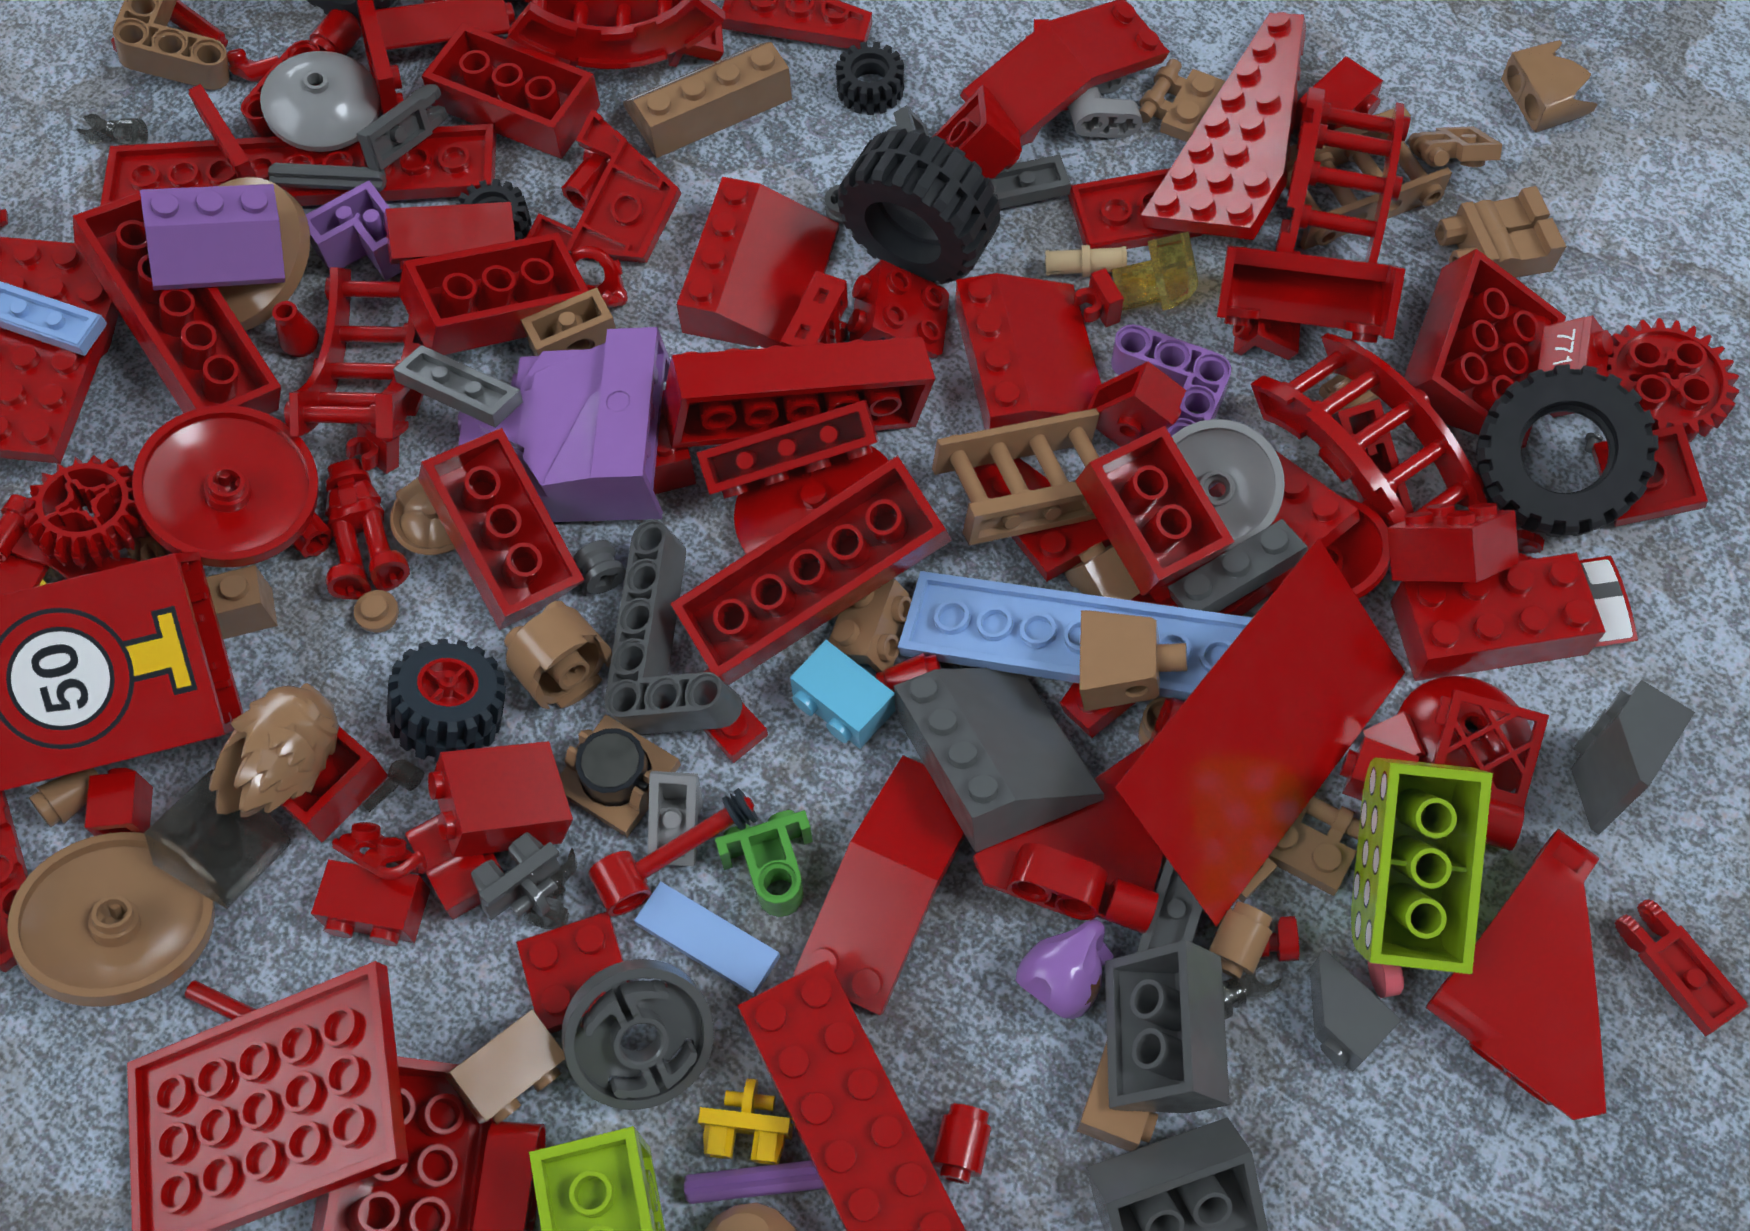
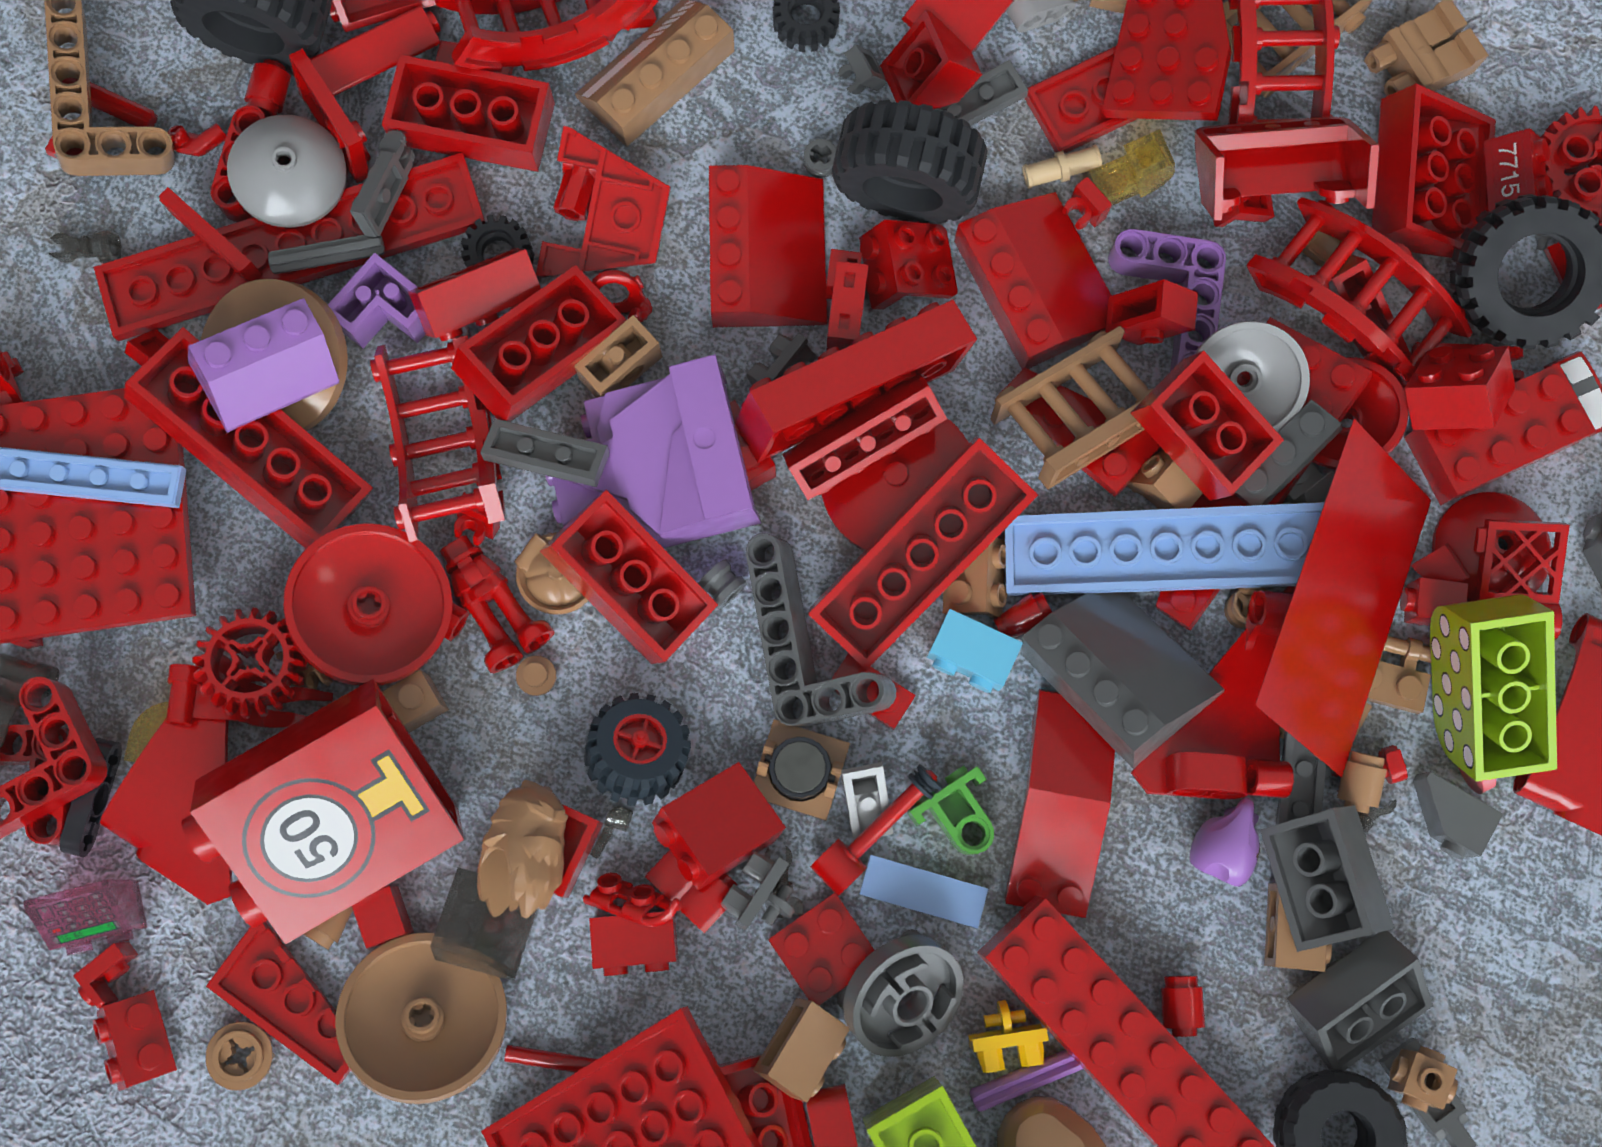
camera: 20 degrees left, 15 degrees up
(294, 331) = (356, 421): red cone -> none
(557, 656) = (718, 681): medium nougat brick -> none
(1123, 659) = (1215, 569): medium nougat torso -> none

